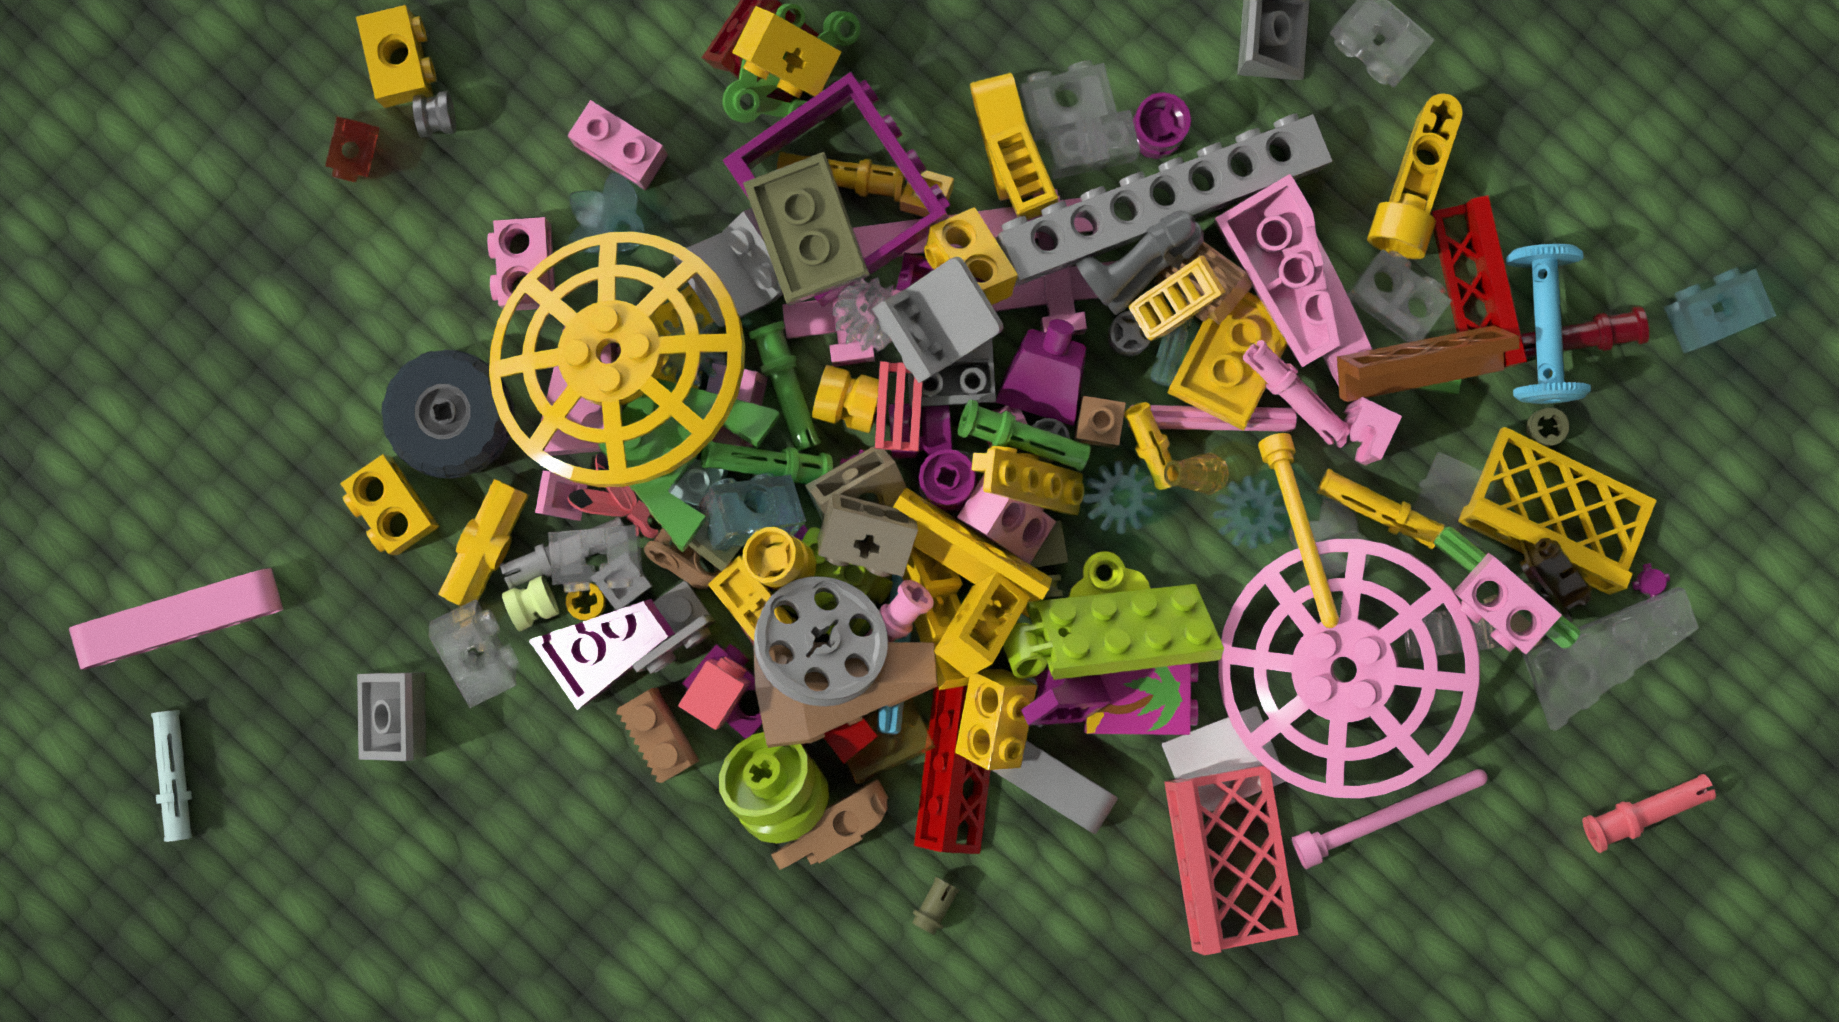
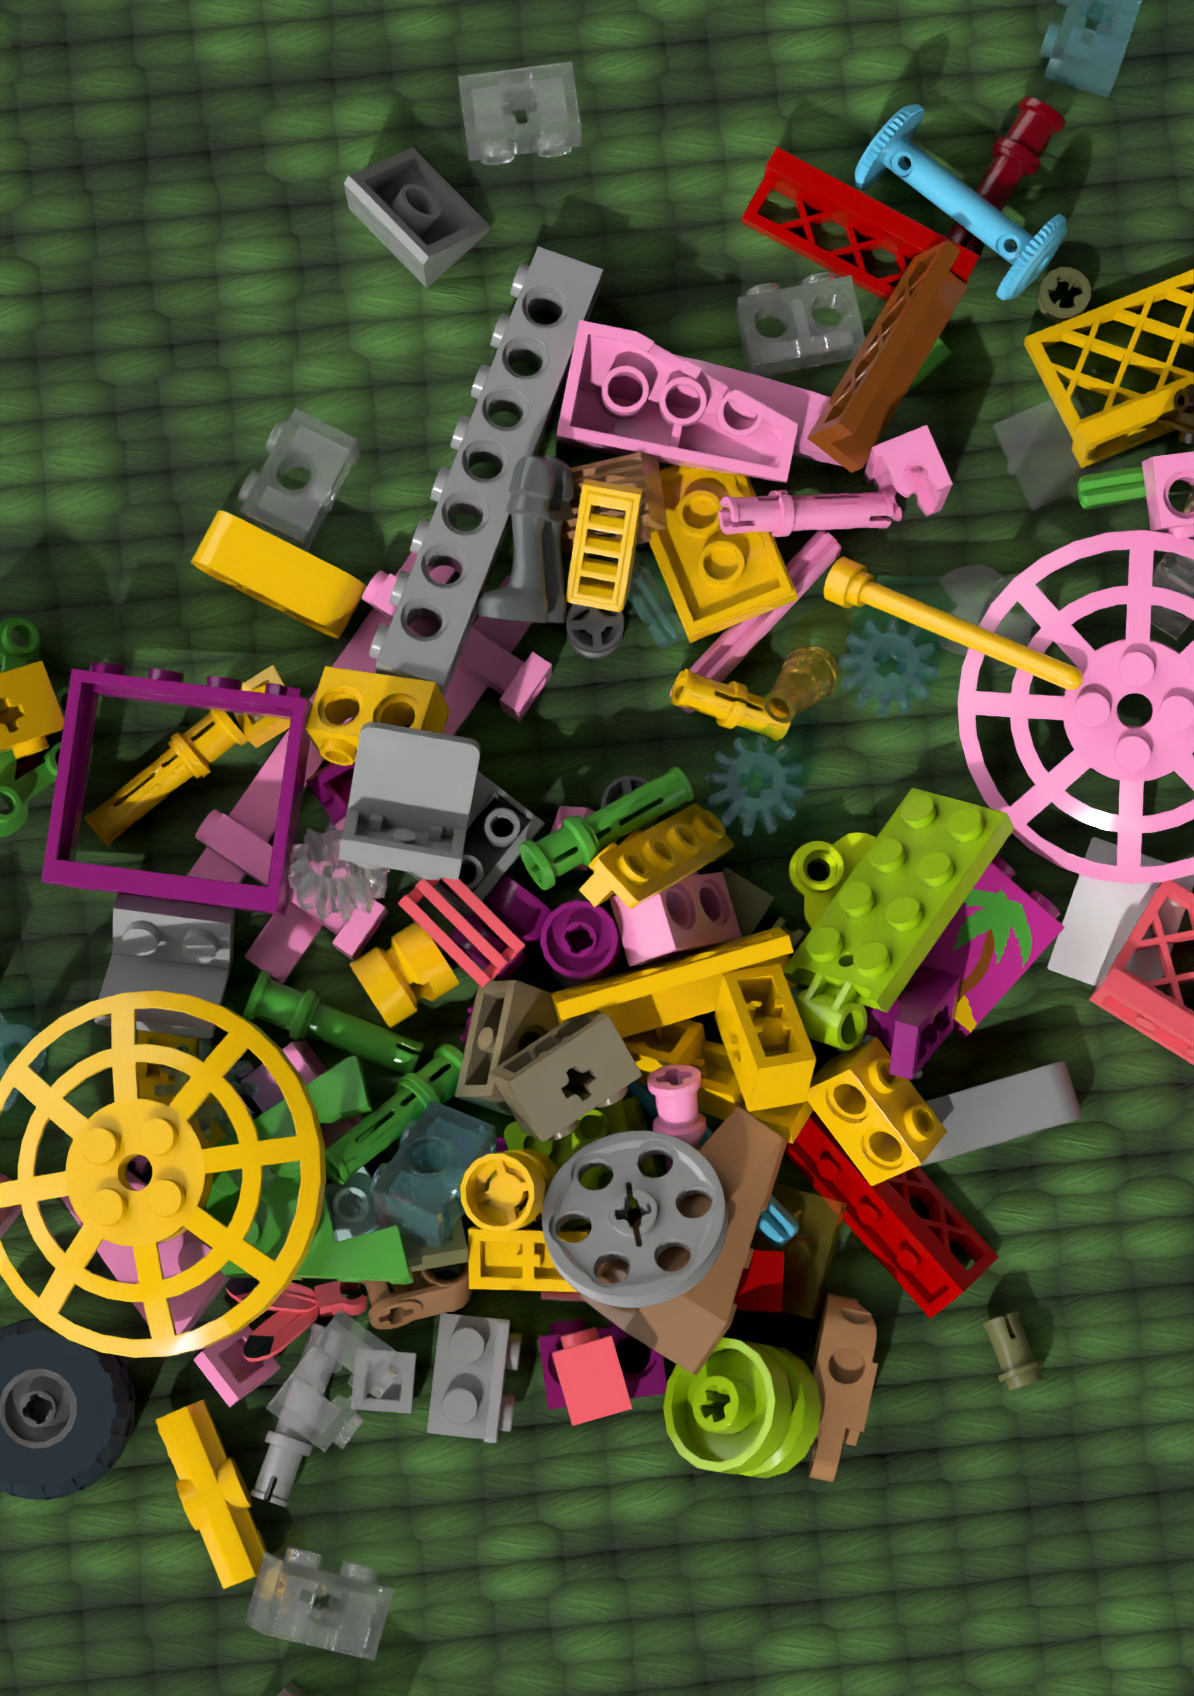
camera: 50 degrees left, 5 degrees down
(397, 498) = (83, 1544): yellow brick -> none
(530, 603) = (320, 1498): yellowish green wheel -> none
(595, 610) = (388, 1435): yellow bush -> none
(602, 649) = (437, 1464): wing -> none
(657, 735) = (579, 1485): medium nougat brick -> none
(806, 229) = (192, 856): olive tile -> none
(1011, 136) = (284, 571): yellow slope -> none
(1046, 374) = (560, 747): magenta torso -> none
(1091, 144) = (366, 494): clear brick -> none
(1099, 422) = (659, 737): medium nougat brick -> none
(1161, 125) = (410, 408): magenta wheel -> none
(1380, 508) = (1021, 524): yellow pin -> none
(1406, 220) = (726, 249): yellow beam -> none

